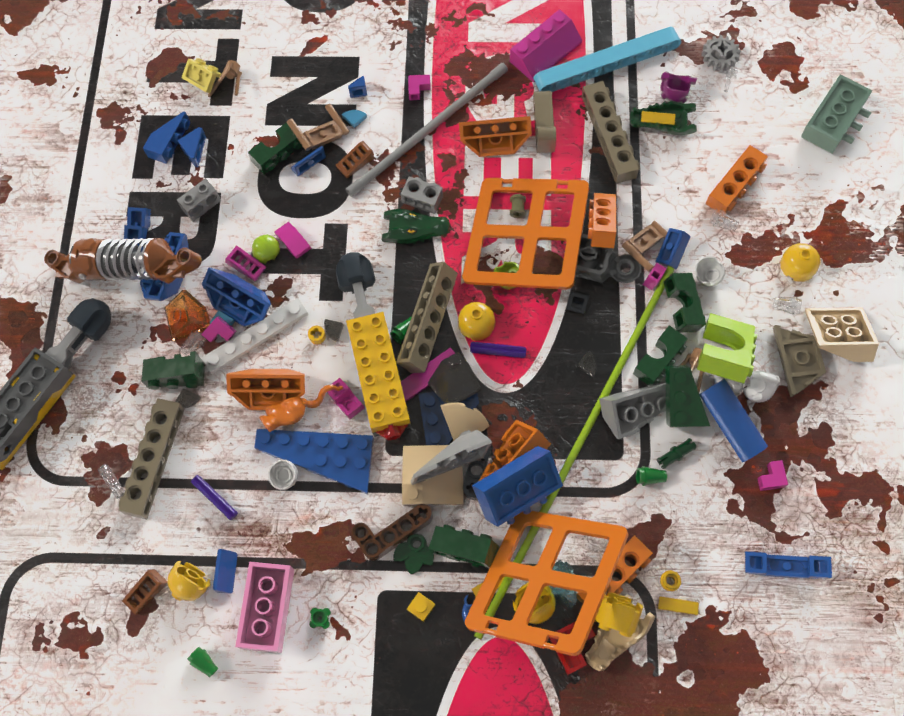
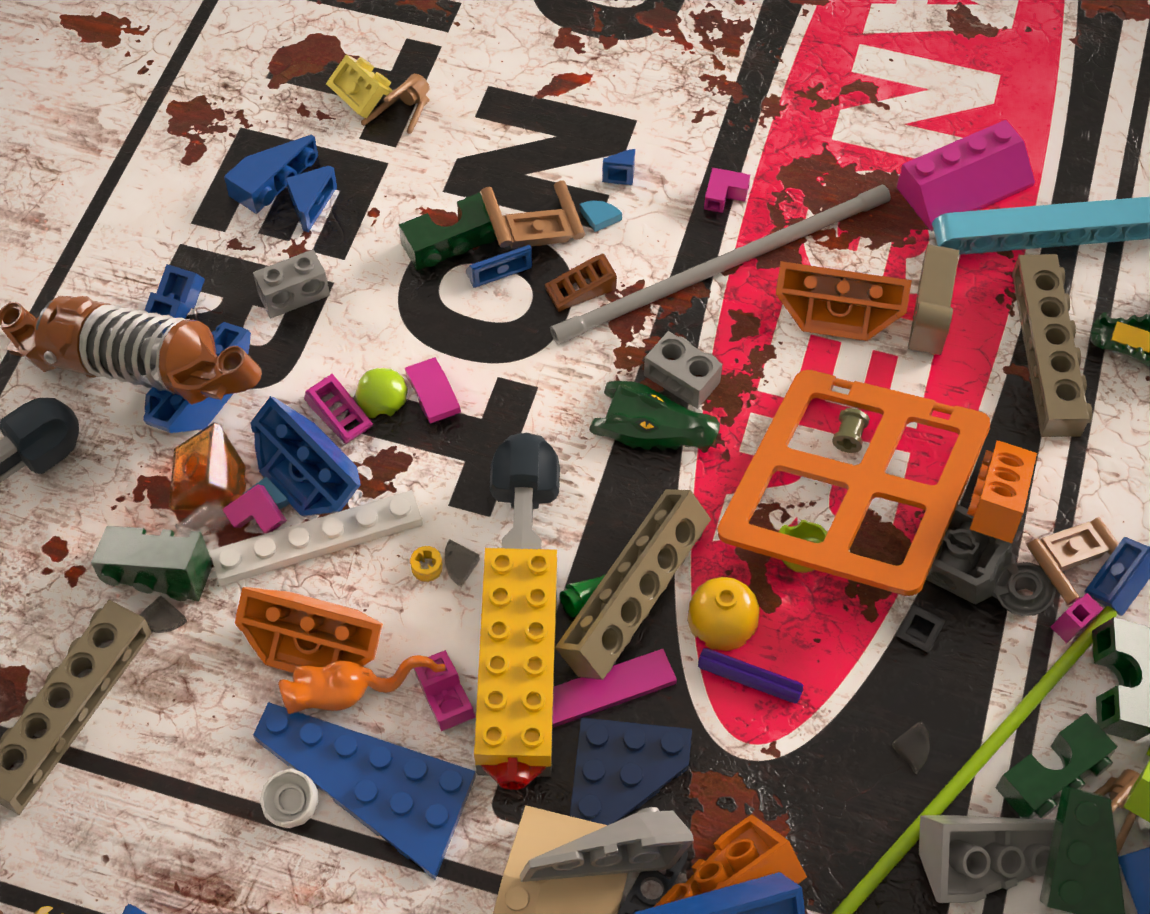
camera: 10 degrees right, 10 degrees down
(214, 497) = (152, 807): dark purple axle -> none
(454, 380) = (653, 709): clear smoke slope -> none
(462, 419) = (650, 783): tan brick -> none

